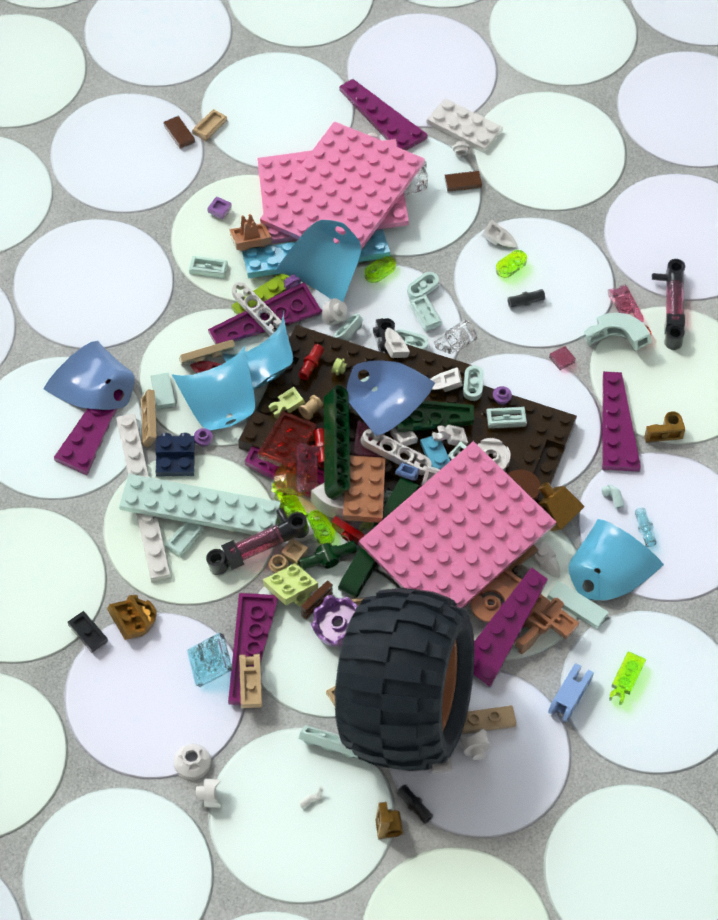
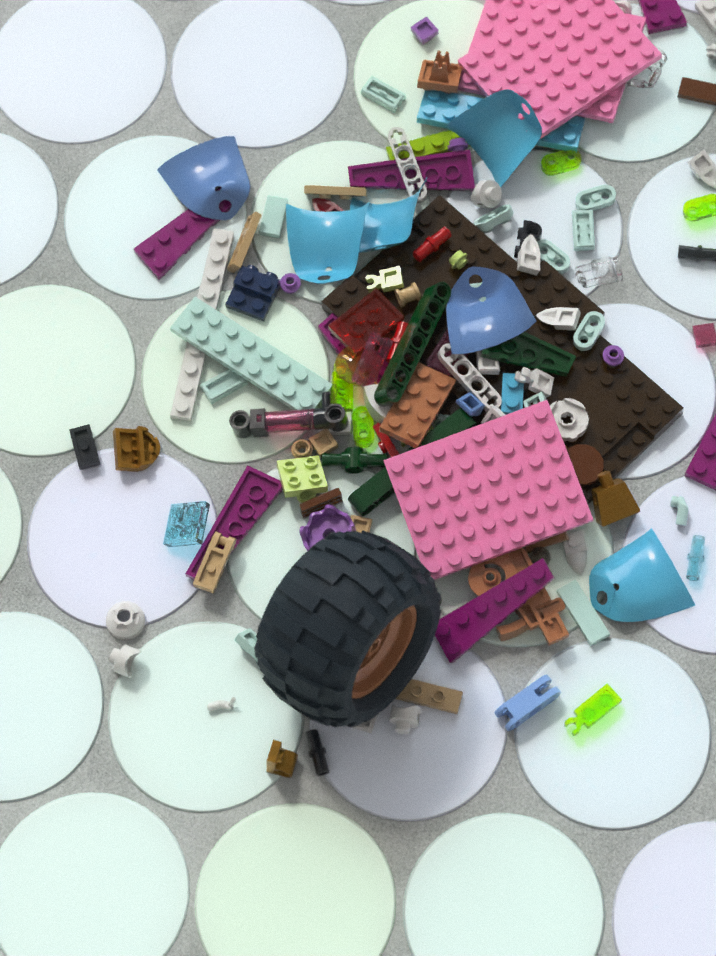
camera: 30 degrees right, 10 degrees up
(506, 420) = (603, 389): light aqua tile -> none

